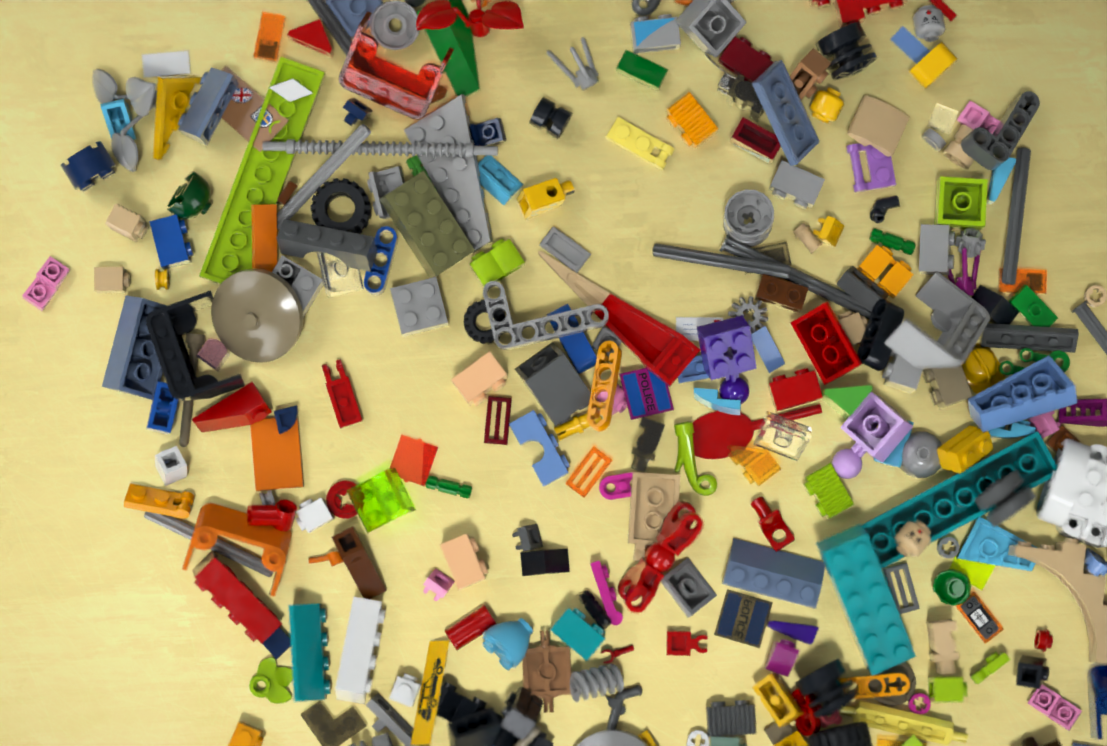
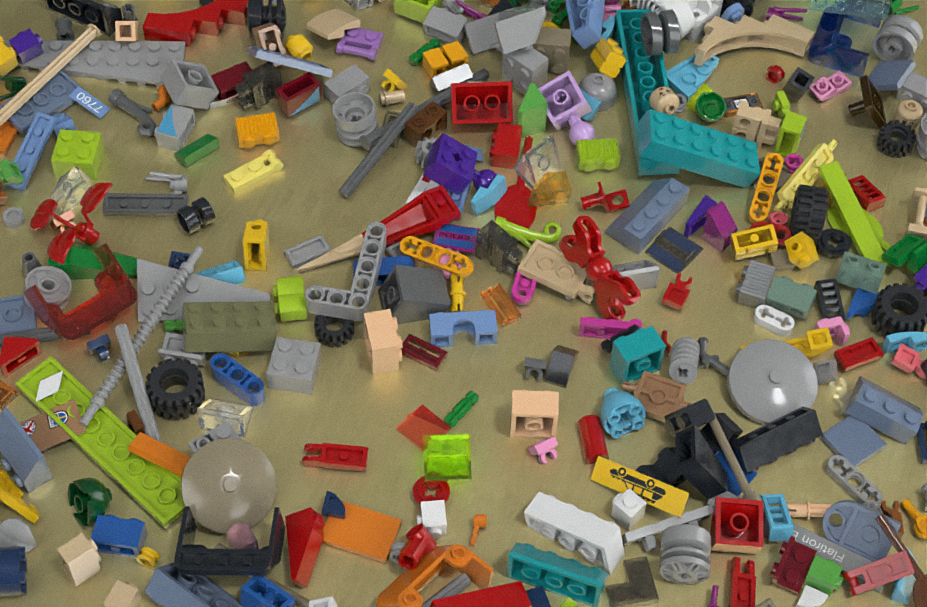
camera: 70 degrees left, 30 degrees down
(301, 238) = (182, 421): dark grey arch -> none
(358, 563) = (492, 499): reddish brown slope -> none
(546, 59) = (143, 204): none -> dark grey tile
(827, 688) = (763, 198): black wheel -> none
(881, 206) = (394, 47): black arm -> none
(881, 325) = (491, 69): black beam -> none

